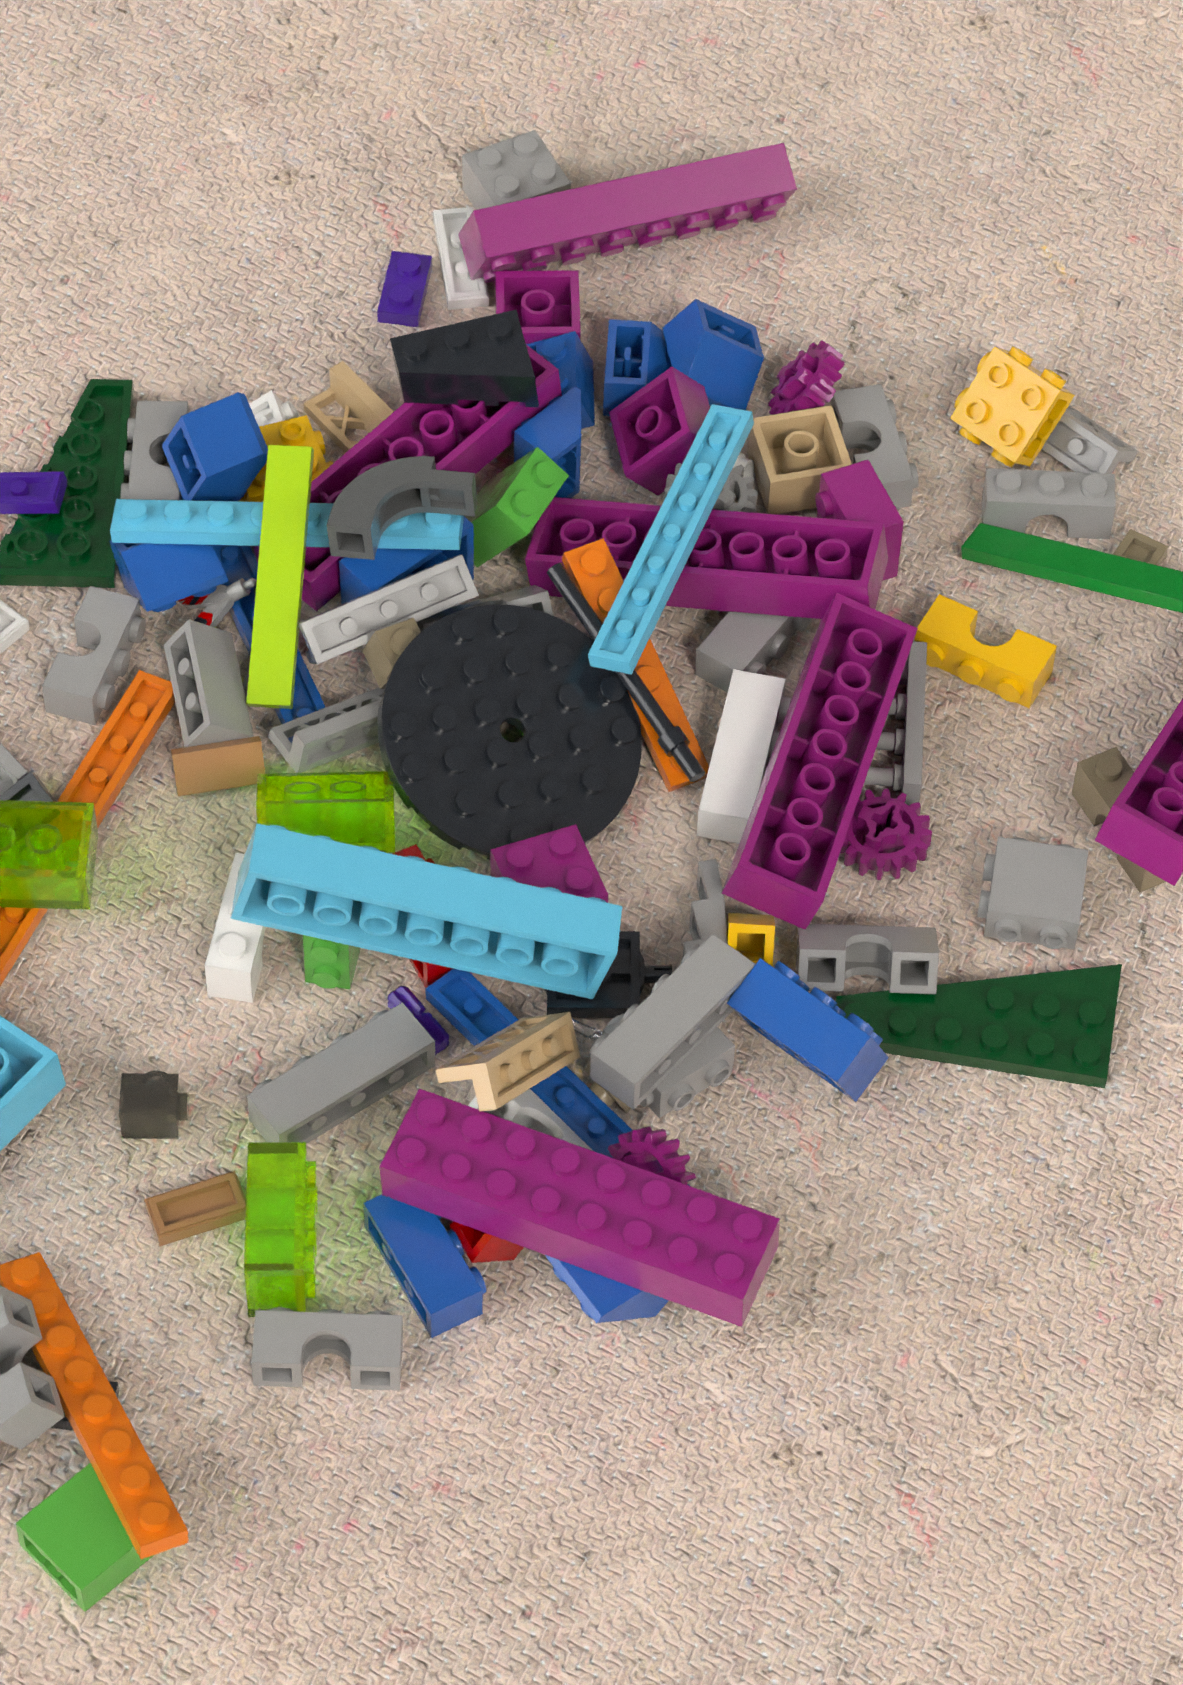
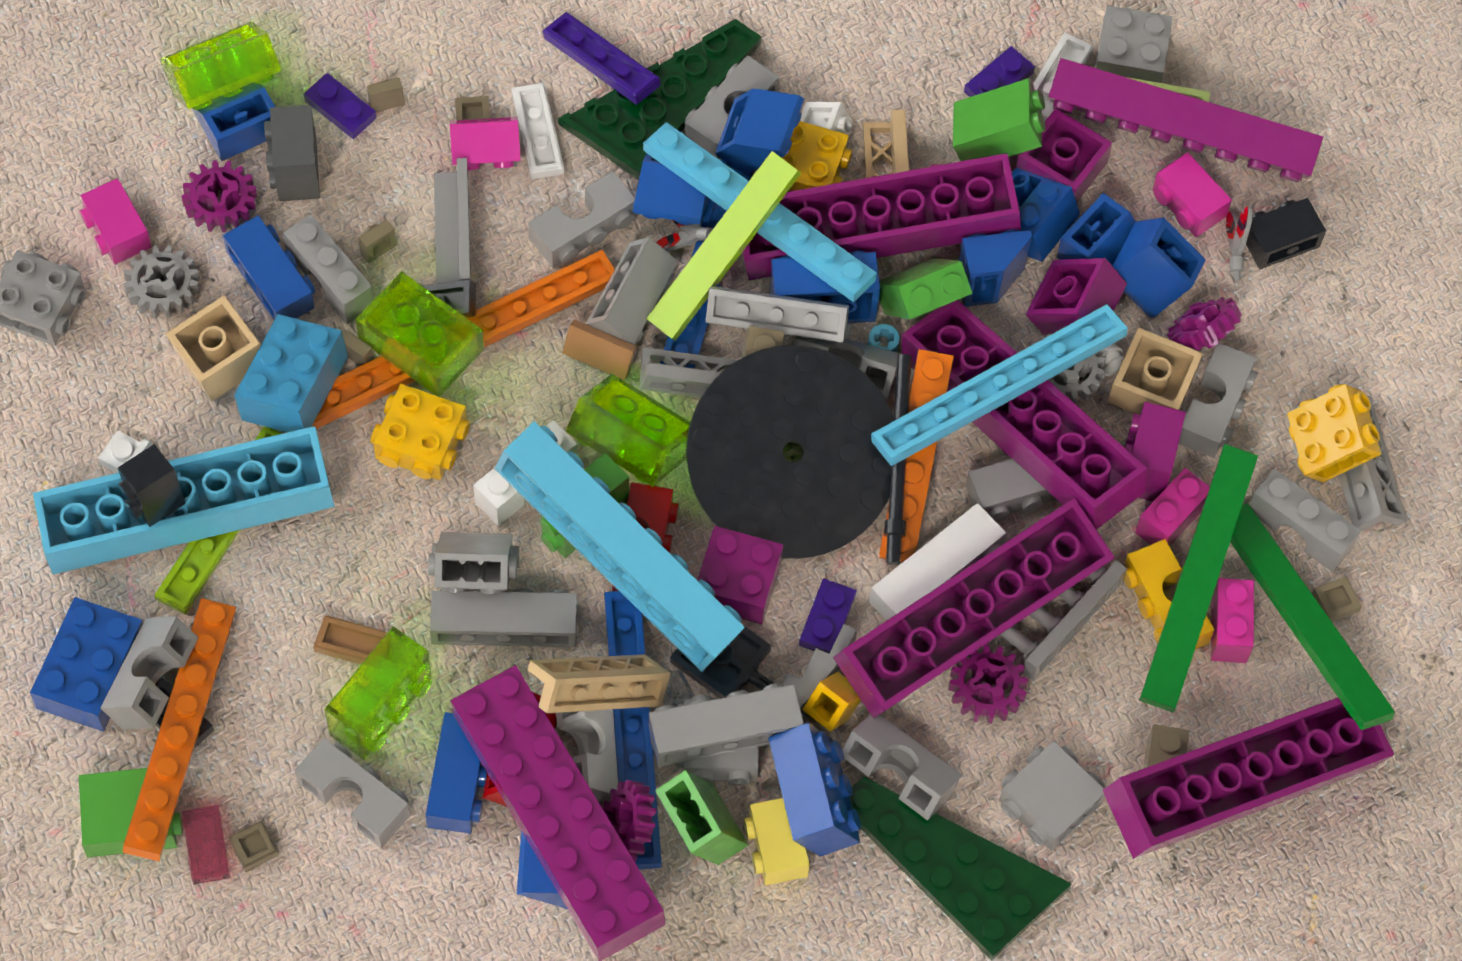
camera: 35 degrees right, 10 degrees up
(95, 958) = (420, 432): none -> yellow brick
(152, 1105) = (376, 555): clear smoke brick -> none
(212, 1509) = (206, 844): none -> clear pink tile
(262, 1476) = (253, 846): none -> dark tan tile
(269, 1038) = (473, 562): none -> light grey brick
(392, 492) = (823, 234): dark grey arch -> none
(430, 1024) = (586, 609): dark purple piece -> none
(451, 296) = (999, 122): none -> bright green brick
(466, 361) = (957, 171): black wedge -> none
(498, 578) = (884, 330): none -> medium azure bush
(667, 874) = (827, 616): none -> dark purple plate
(680, 276) = (1191, 195): none -> dark pink brick
(721, 1126) = (701, 817): none -> bright green brick
(764, 294) = (1237, 235): none -> light grey piece
(802, 266) = (1284, 233): none -> black brick
(806, 1109) = (777, 854): none -> light yellow brick
(920, 567) = (1173, 509): none -> dark pink brick
(1005, 607) = (1198, 578): none -> green tile
(1060, 620) = (1232, 620): none -> dark pink brick

